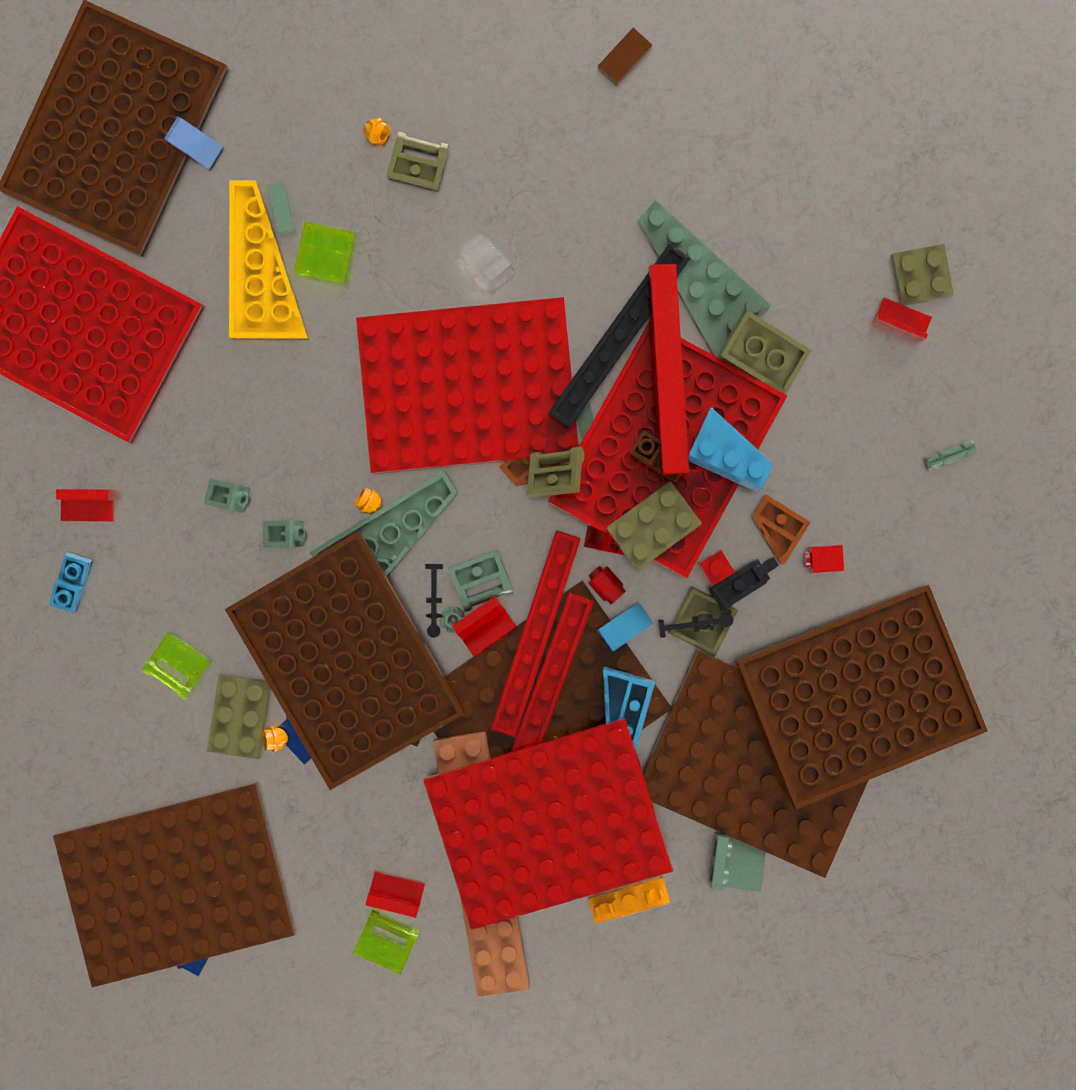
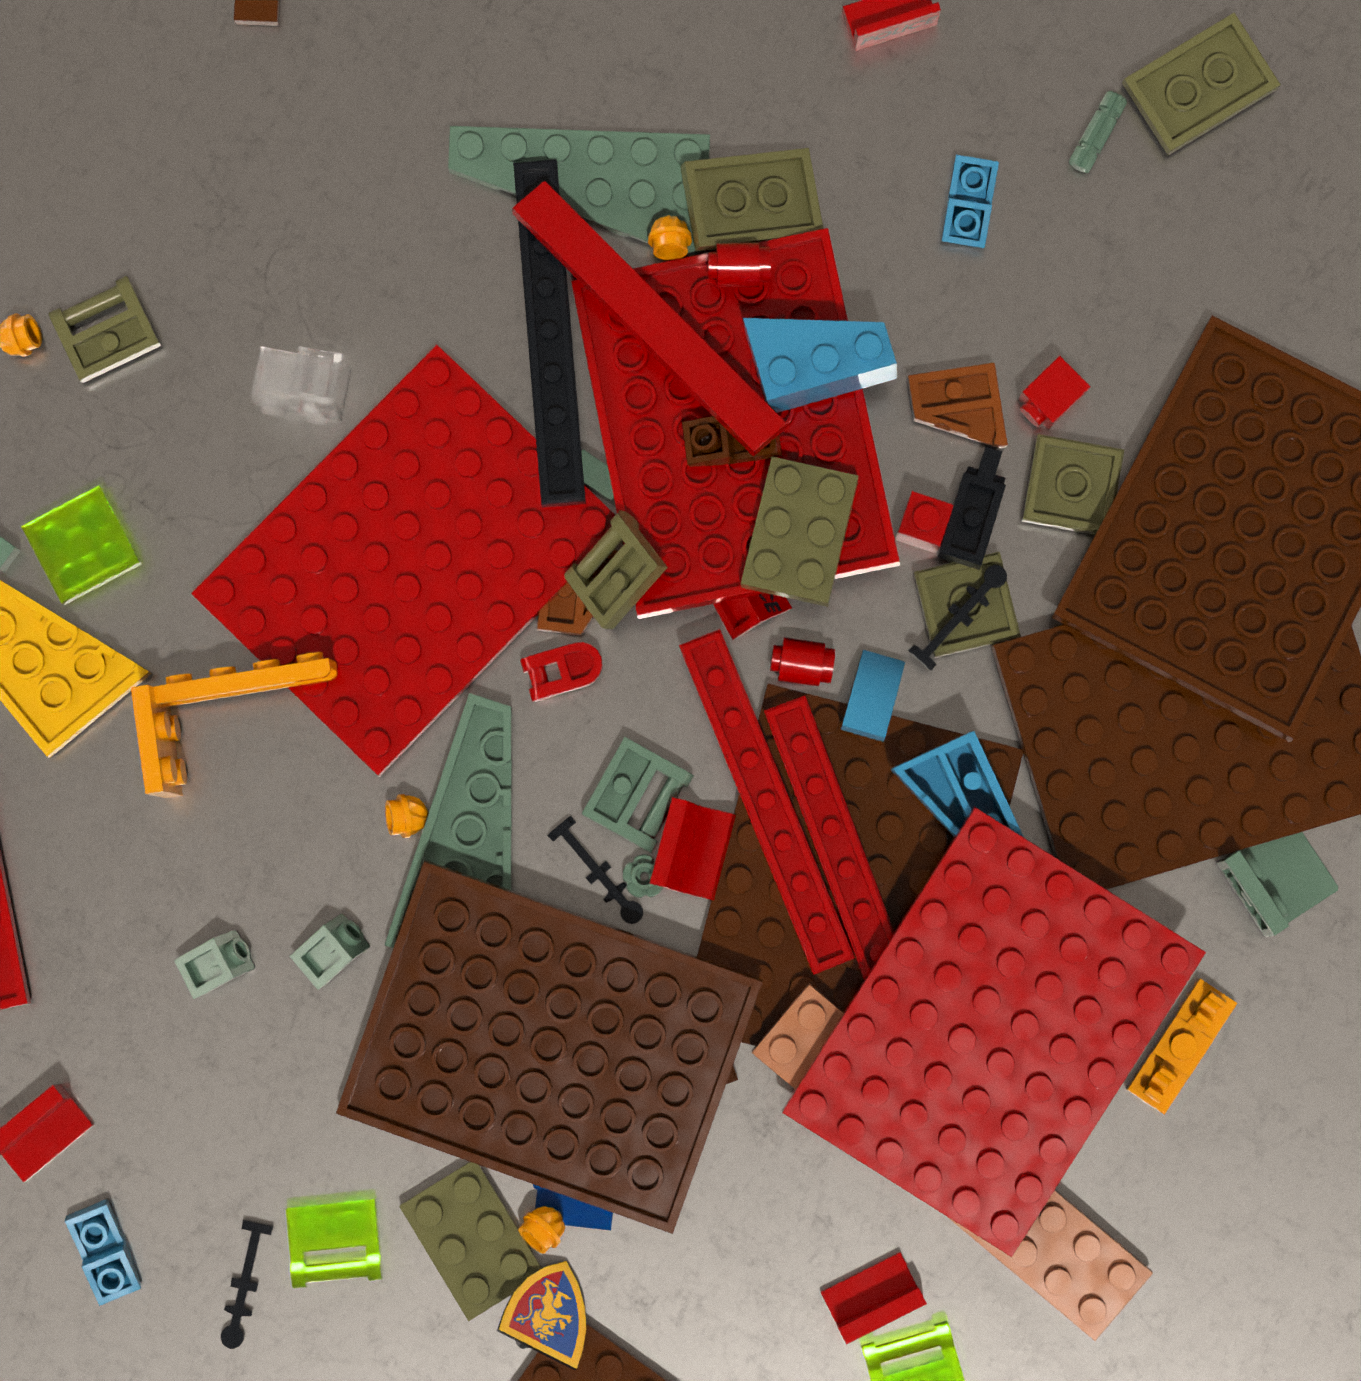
camera: 40 degrees left, 5 degrees down
(97, 668) = (233, 1334): none -> black piece
(244, 779) = (548, 1315): none -> shield
(289, 369) = (159, 729): none -> light orange bracket
(503, 498) = (578, 665): none -> red plate
(711, 338) = (669, 238): none -> light orange plate
(731, 379) = (739, 265): none -> red brick
(798, 607) = (1071, 484): none -> olive plate
(864, 437) = (970, 201): none -> dark azure slope
(1017, 473) = (1201, 83): none -> olive plate

